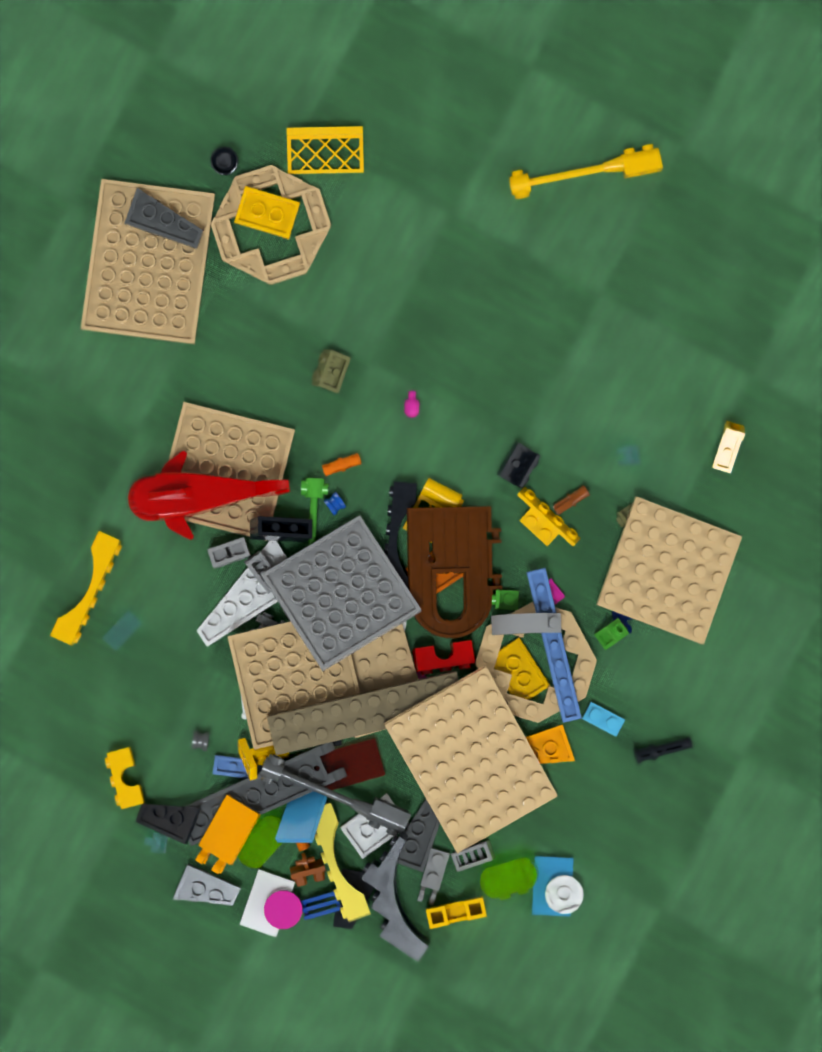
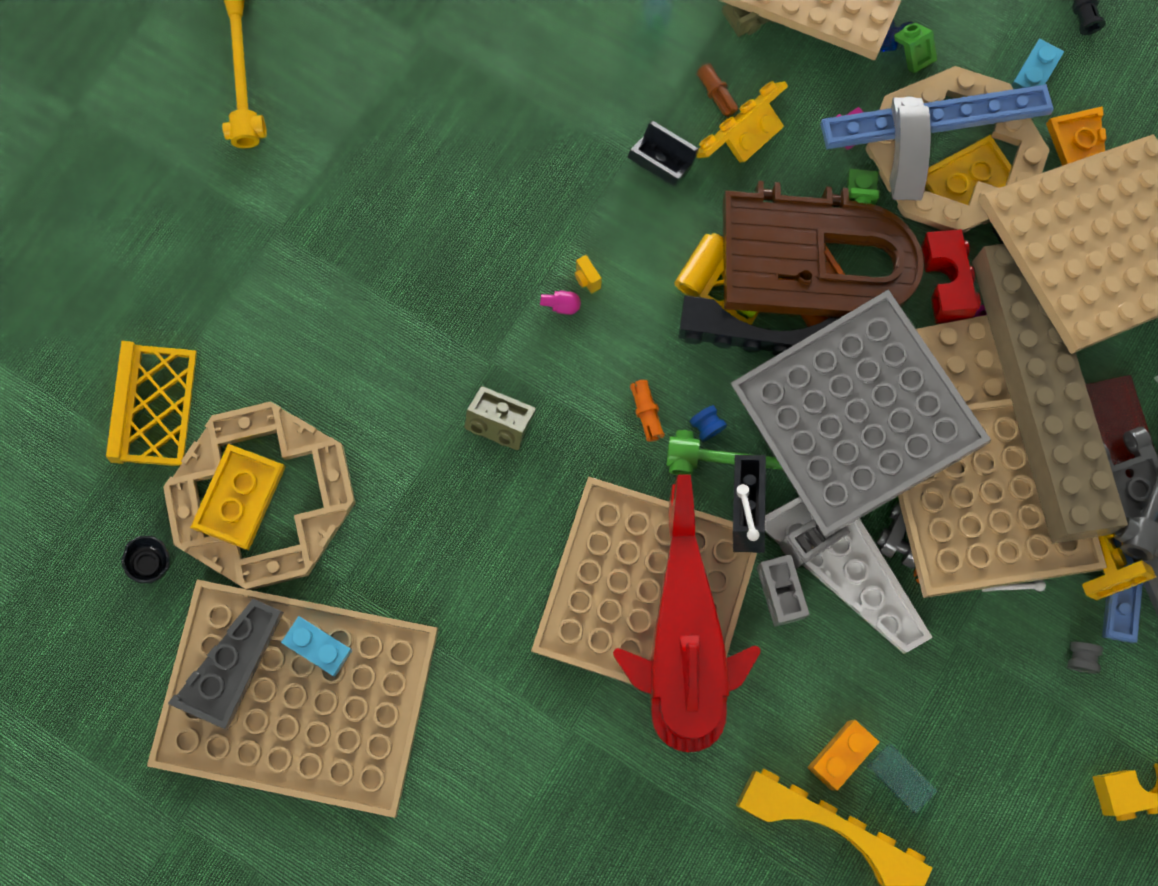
camera: 80 degrees left, 10 degrees down
(132, 593) = (843, 755): none -> light orange brick
(177, 271) = (316, 646): none -> medium azure plate
(285, 522) = (743, 492): none -> white hinge
(429, 420) = (587, 274): none -> yellow plate

